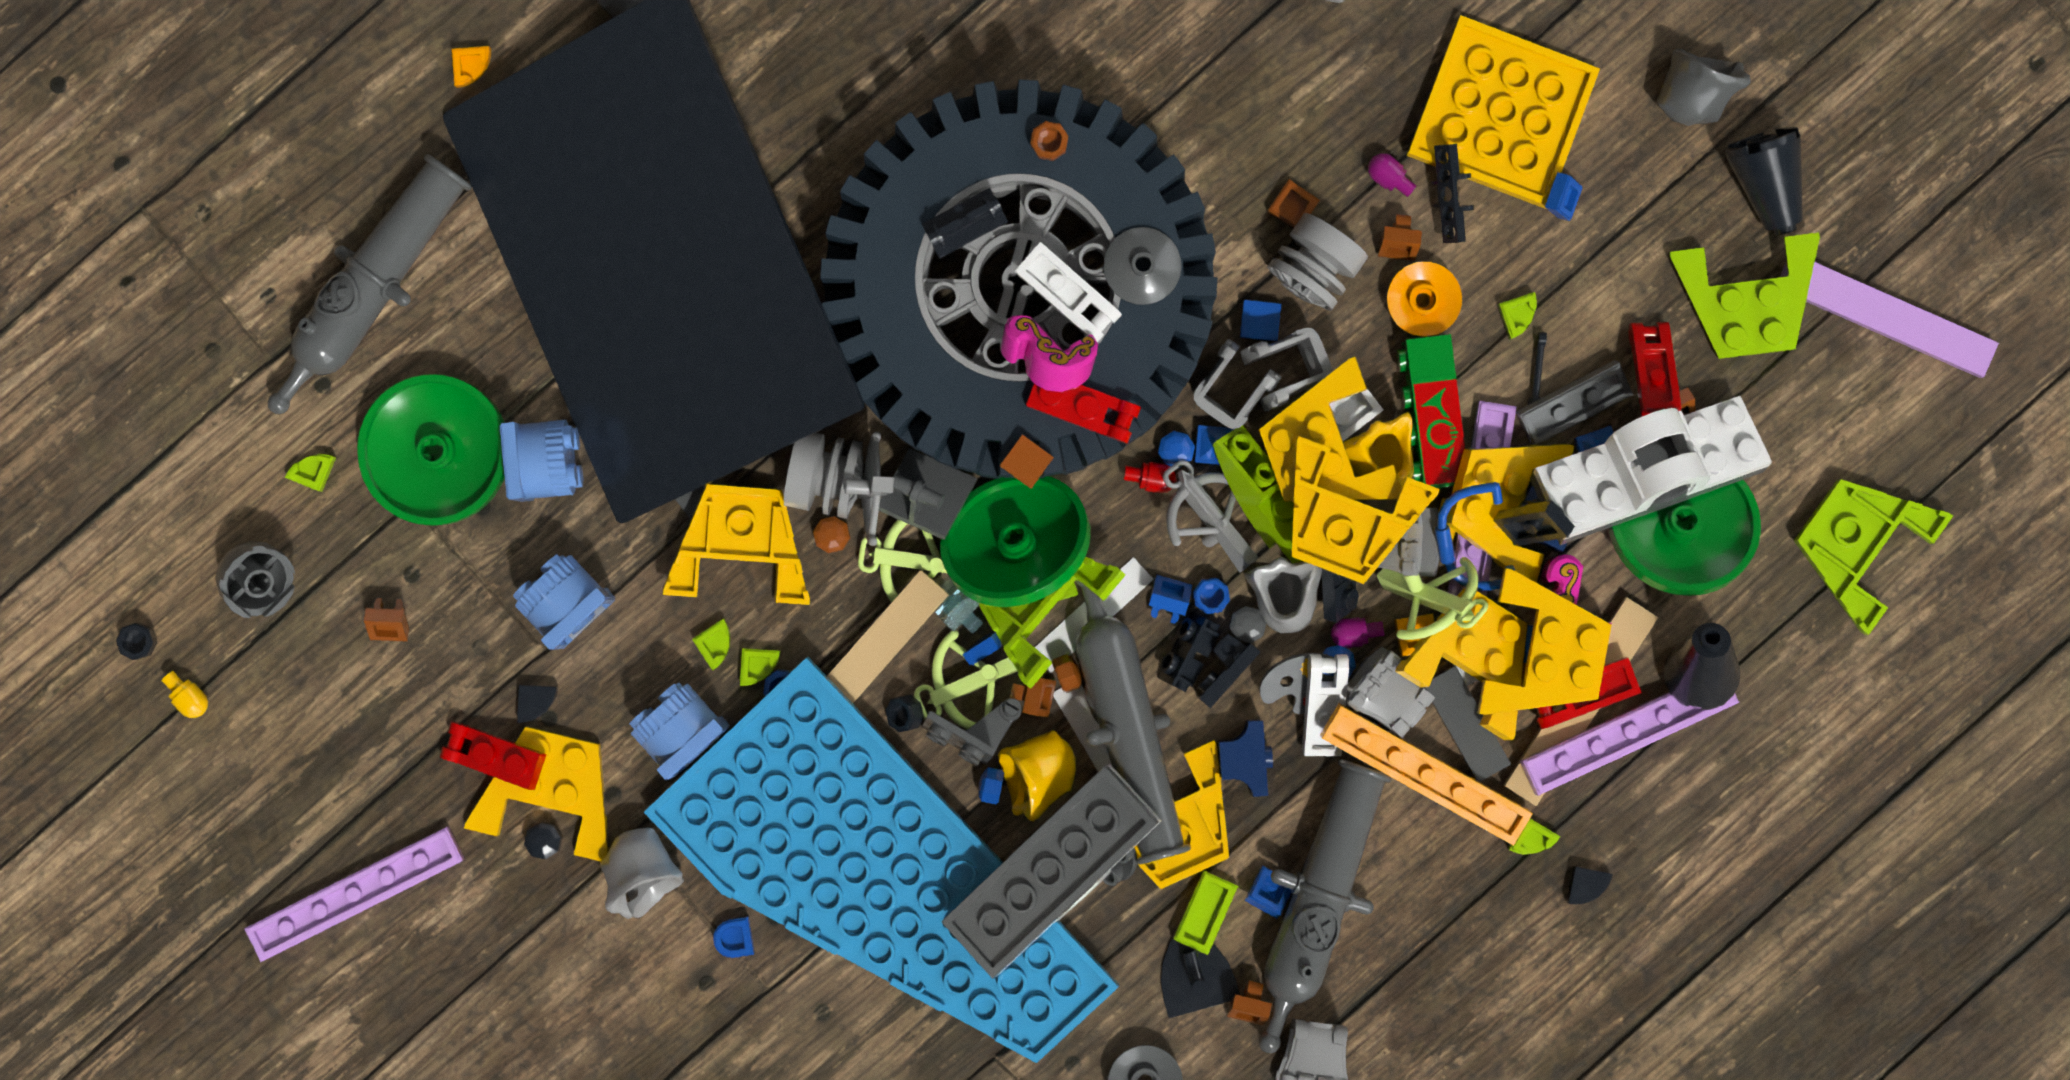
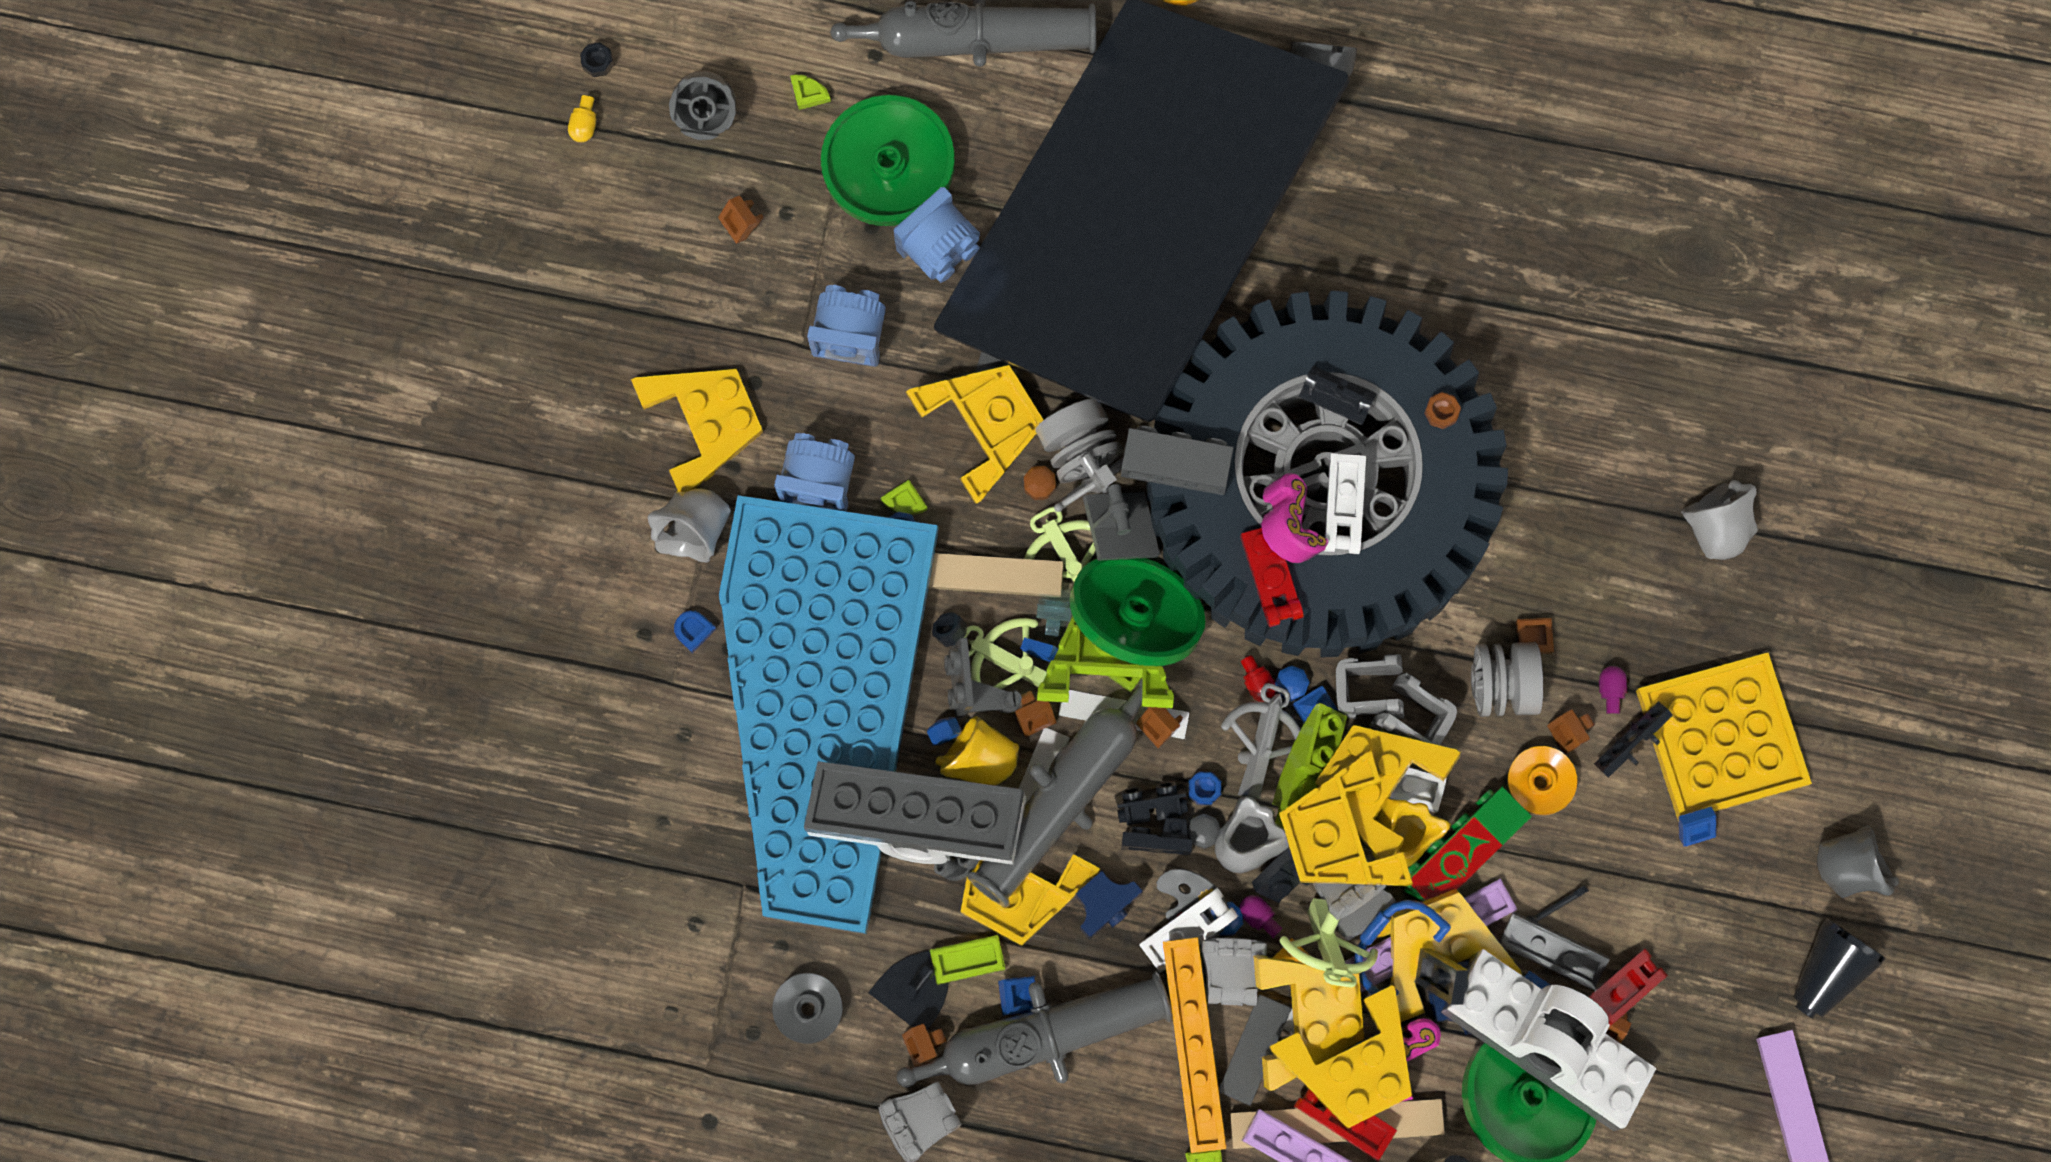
camera: 55 degrees right, 10 degrees down
(354, 894) = (526, 339): lavender tile -> none
(494, 756) = (699, 361): red plate -> none
(534, 701) = (759, 363): black tile -> none
(543, 840) = (663, 441): black tile -> none
(714, 643) = (897, 458): lime tile -> none
(917, 411) = (1177, 460): none -> dark grey brick
(1026, 461) = (1200, 565): dark orange tile -> none
(1067, 673) = (1067, 724): dark orange tile -> none
(1128, 594) = (1158, 725): none -> dark orange tile
(1140, 286) = (1401, 560): dark grey dish -> none
(1170, 596) = (1181, 757): blue tile -> none
(1260, 320) = (1433, 673): blue tile -> none
(1518, 314) = (1586, 860): lime tile -> none
(1751, 314) = (1724, 1034): lime wing -> none

